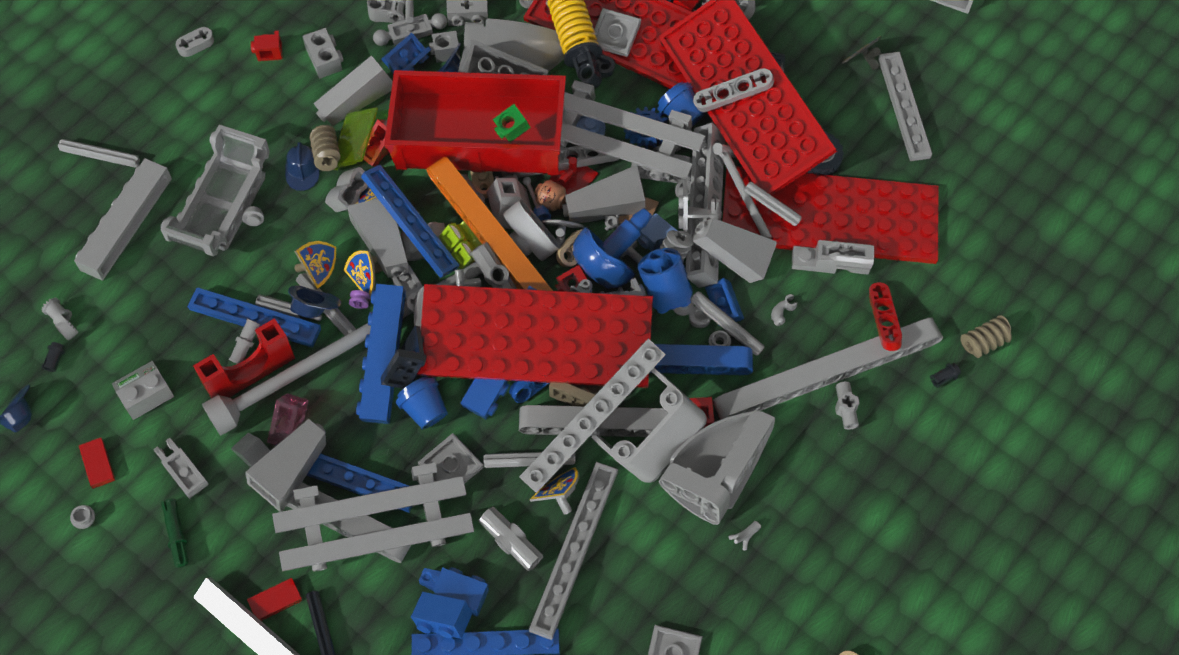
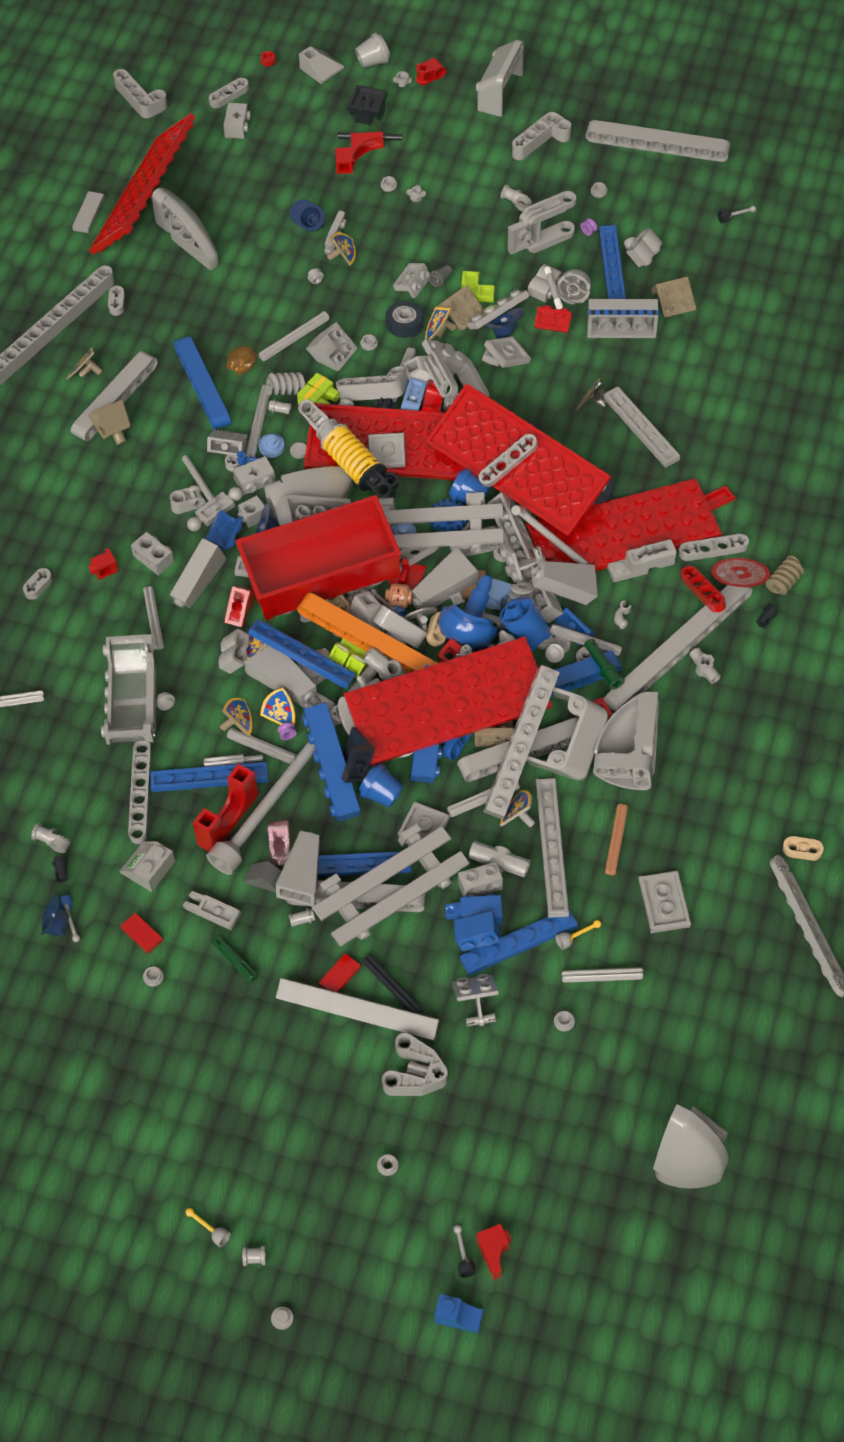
camera: 20 degrees left, 5 degrees down
(36, 398) = (66, 904): none -> hinge
(122, 219) = (58, 743): light grey brick -> none
(174, 302) = (136, 791): none -> light grey beam
(244, 341) = (213, 794): light grey pin -> none
(263, 515) = (302, 917): none -> light grey pin
(289, 122) = (153, 617): none -> light grey axle
(300, 168) = (183, 649): dark blue piece -> none
(310, 302) = (252, 747): dark blue piece -> none
(325, 147) = (197, 625): dark tan piece -> none
(355, 136) = (216, 610): clear neon green piece -> none
(476, 556) = (480, 880): none -> light grey brick
(509, 115) = (353, 538): green brick -> none
(651, 569) = (616, 839): none -> nougat axle
(686, 324) = (554, 653): none -> light grey plate
(731, 369) = (607, 669): none -> dark green pin
(746, 534) = (674, 788): light grey bar -> none
(772, 203) = (578, 537): light grey axle -> none
(921, 275) = (712, 544): none -> light grey beam
(937, 313) = (740, 572): none -> red piece
(954, 217) = (719, 497): none -> red tile

